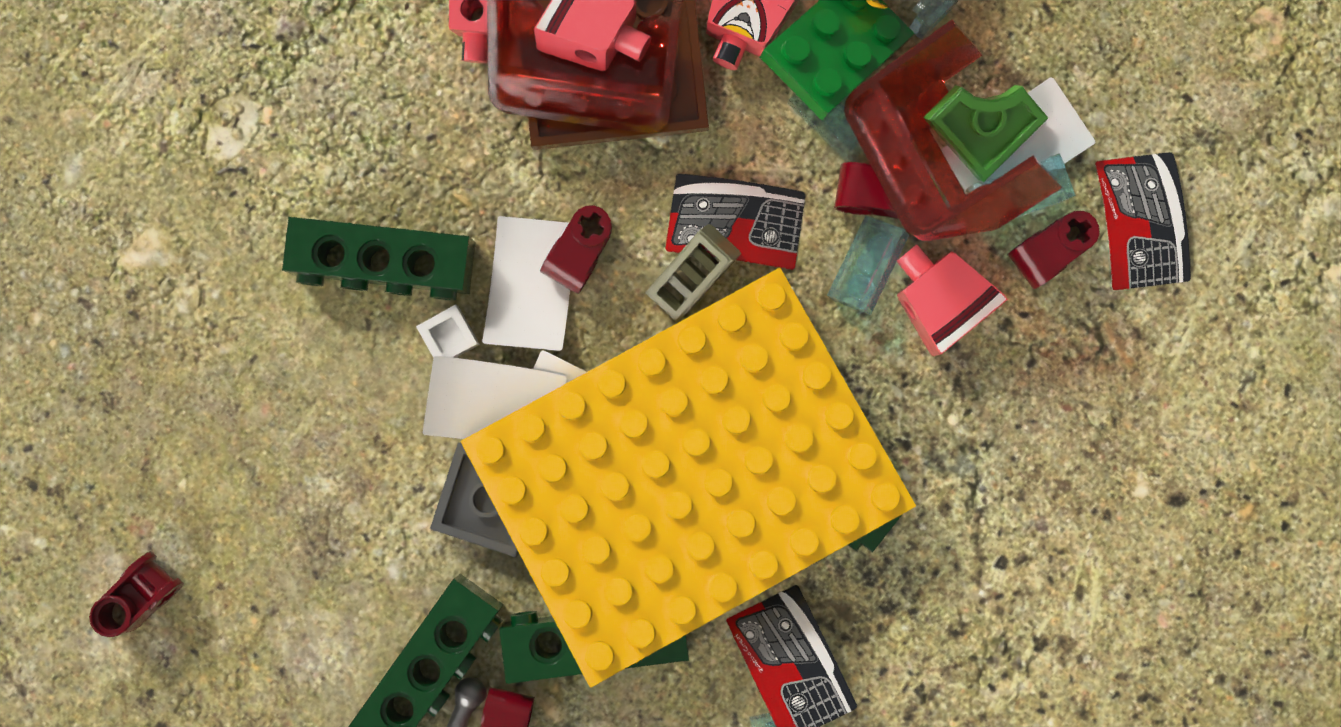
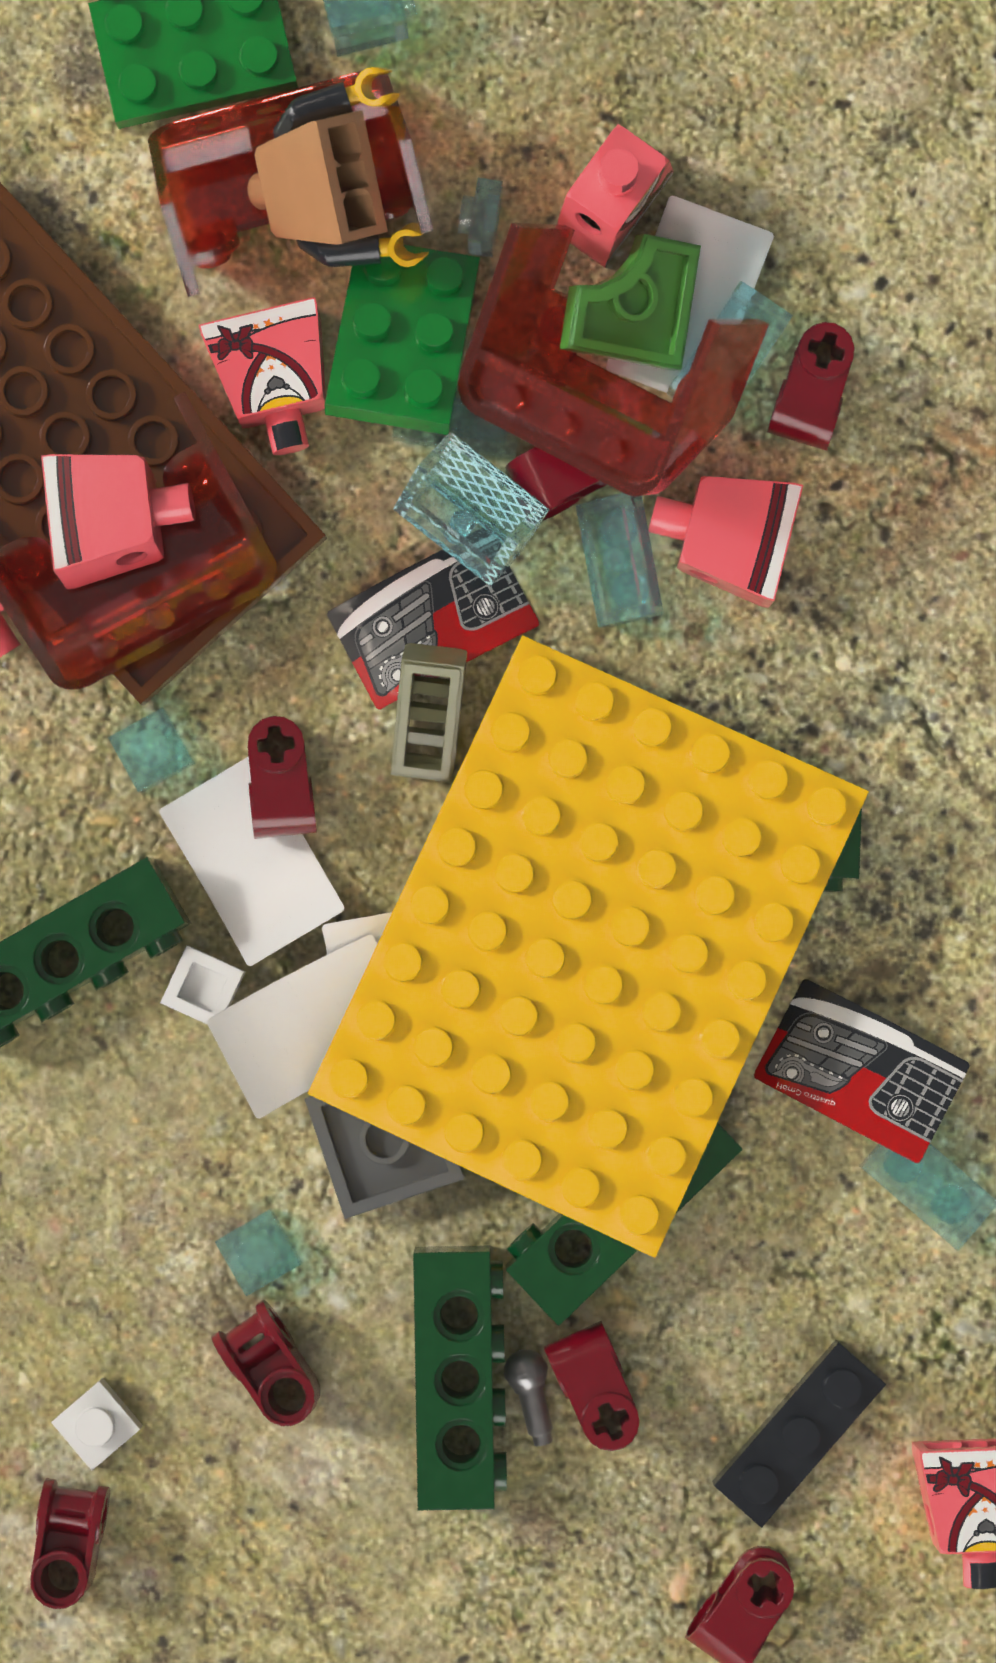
camera: 35 degrees left, 0 degrees up
(204, 541) = (97, 1424): none -> white plate
(324, 578) = (267, 1362): none -> dark red piece
(368, 510) = (258, 1252): none -> clear light blue plate
(519, 178) = (151, 750): none -> clear light blue plate
(803, 172) = (470, 508): none -> clear light blue panel
(1024, 50) = (614, 193): none -> coral torso
(1145, 221) = (894, 280): sticker -> none

